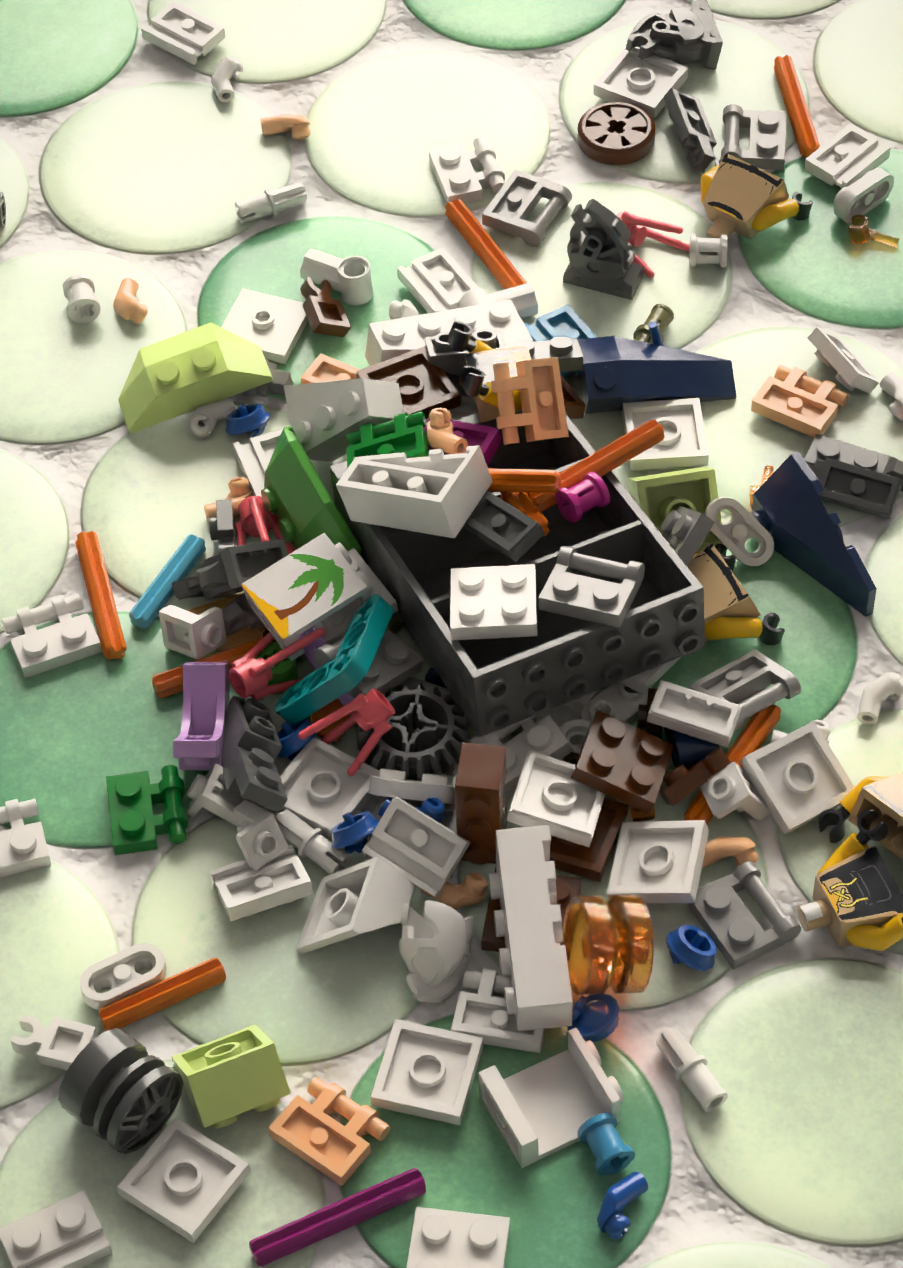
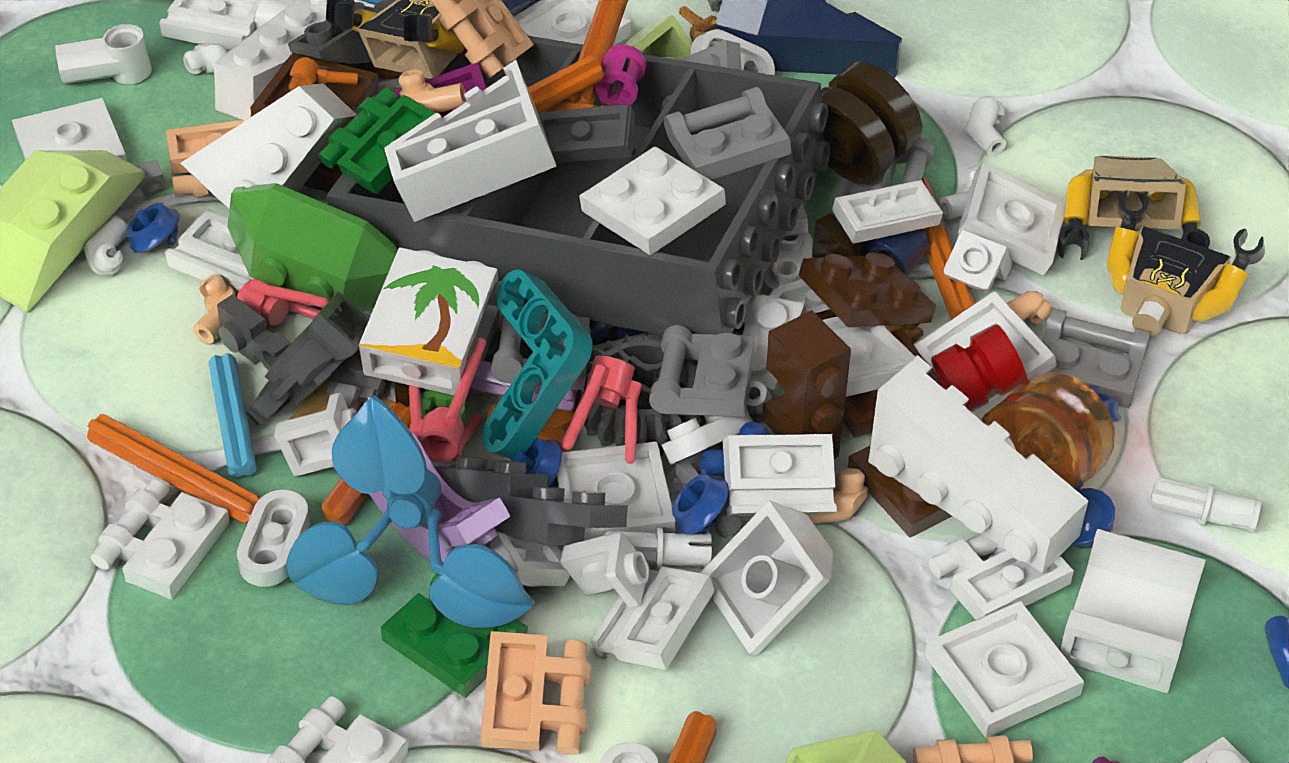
camera: 45 degrees left, 5 degrees down
(105, 678) = (268, 540): none -> white plate
(132, 870) = (516, 689): none -> light nougat plate
(176, 709) = (381, 454): none -> dark azure plant
(323, 313) = (127, 96): reddish brown plate -> none
(408, 368) = (307, 72): none -> orange hand
(435, 950) = (889, 553): white helmet -> none
(438, 758) = (720, 377): none -> light grey plate
(605, 1144) = (1222, 613): dark azure bush -> none
(628, 866) = (982, 368): none -> red wheel
(683, 781) = (936, 264): reddish brown plate -> none
(739, 636) = (868, 122): none -> dark brown wheel

